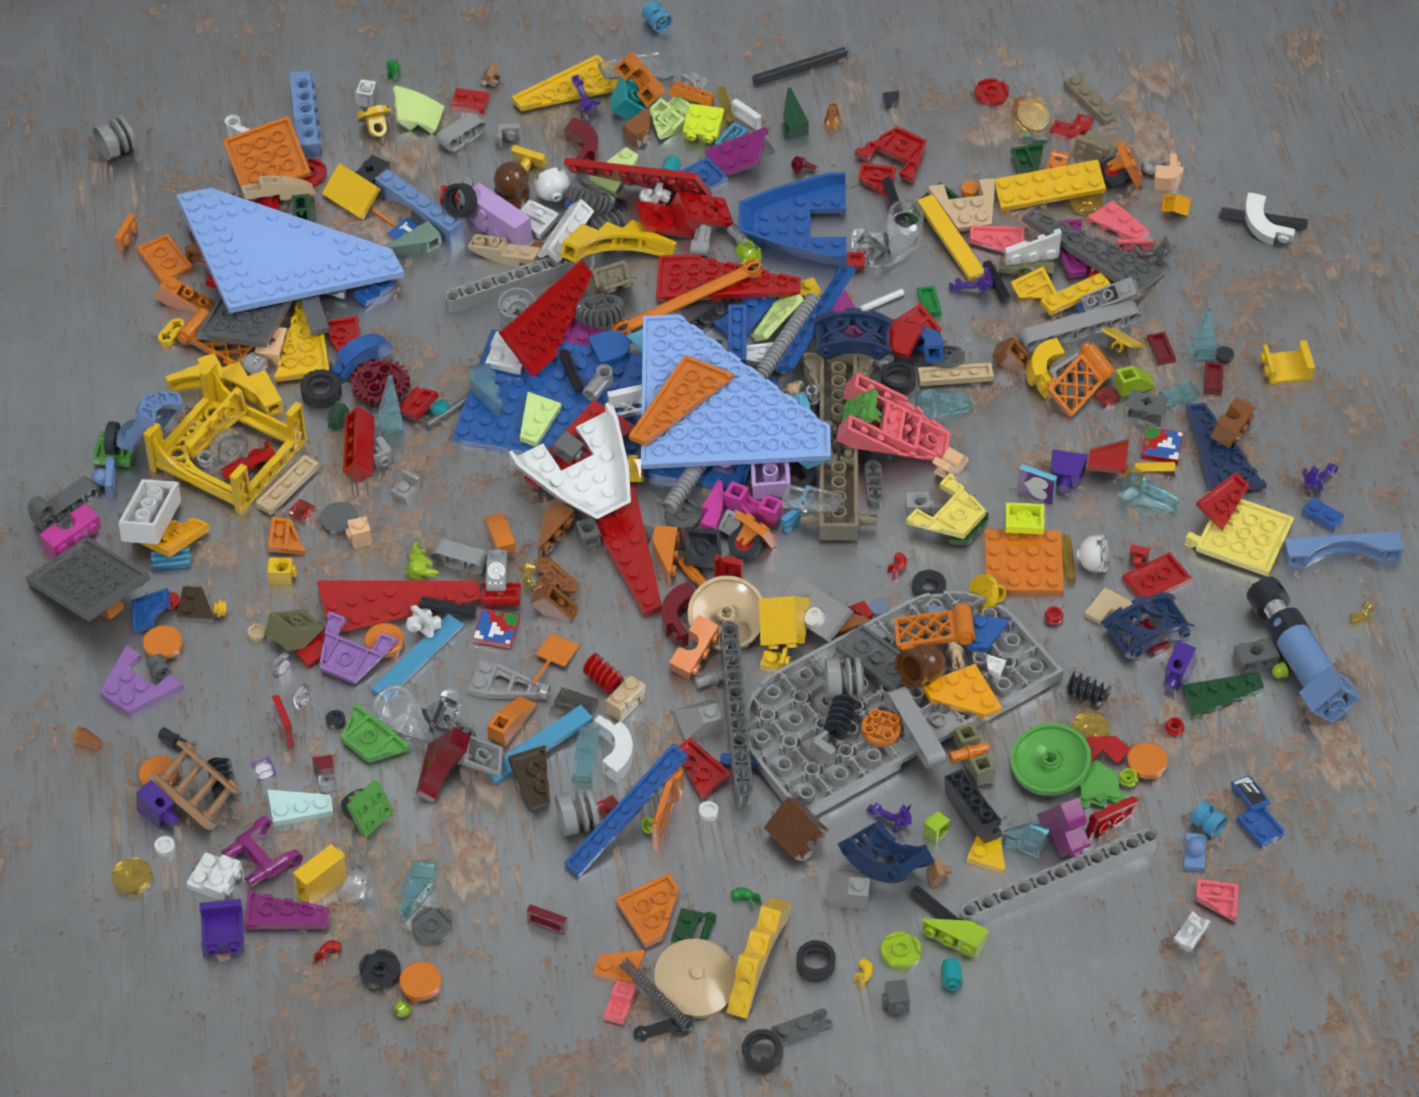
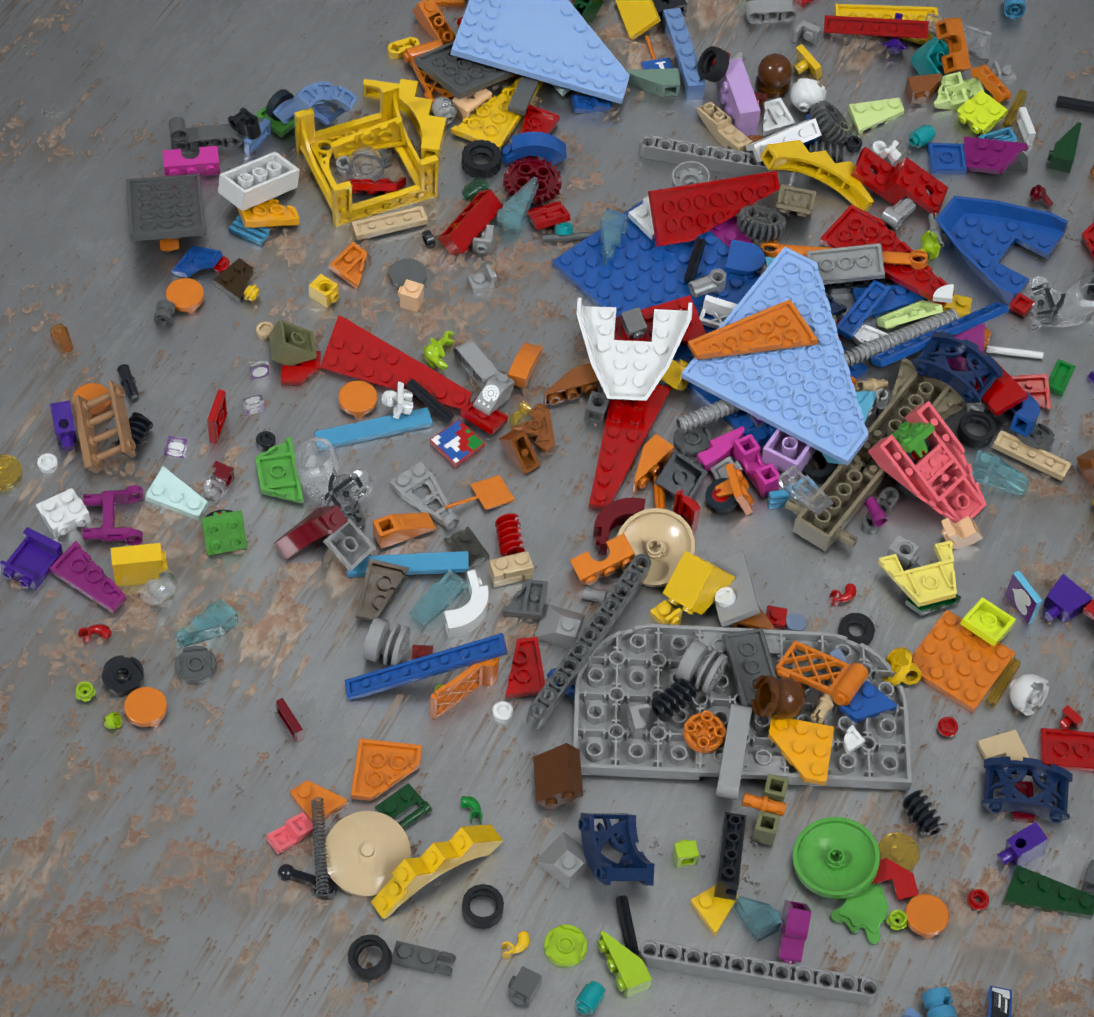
camera: 30 degrees right, 5 degrees up
(97, 469) = (246, 124): none -> black piece
(132, 692) = (129, 320): medium lavender wing -> none
(302, 510) = (384, 251): clear red plate -> none
(333, 479) = (428, 239): none -> black tile
(346, 658) = (314, 394): medium lavender wing -> none
(359, 996) = (82, 687): none -> lime plate
(537, 418) = (634, 284): yellowish green wing -> none
(563, 97) = (876, 26): none -> red tile
(585, 136) = (869, 67): dark red arch -> none
(640, 176) = (889, 131): red wing -> none
(659, 715) = (528, 601): none -> dark grey wing
(701, 300) = (849, 263): none -> light grey tile
(796, 284) = (944, 294): none -> white tile
(877, 487) = (878, 516): none -> magenta pin
(902, 819) = (660, 825): dark purple piece -> none
(937, 872) = (653, 896): medium nougat tile -> none
(1112, 815) = (855, 947): red wing -> none

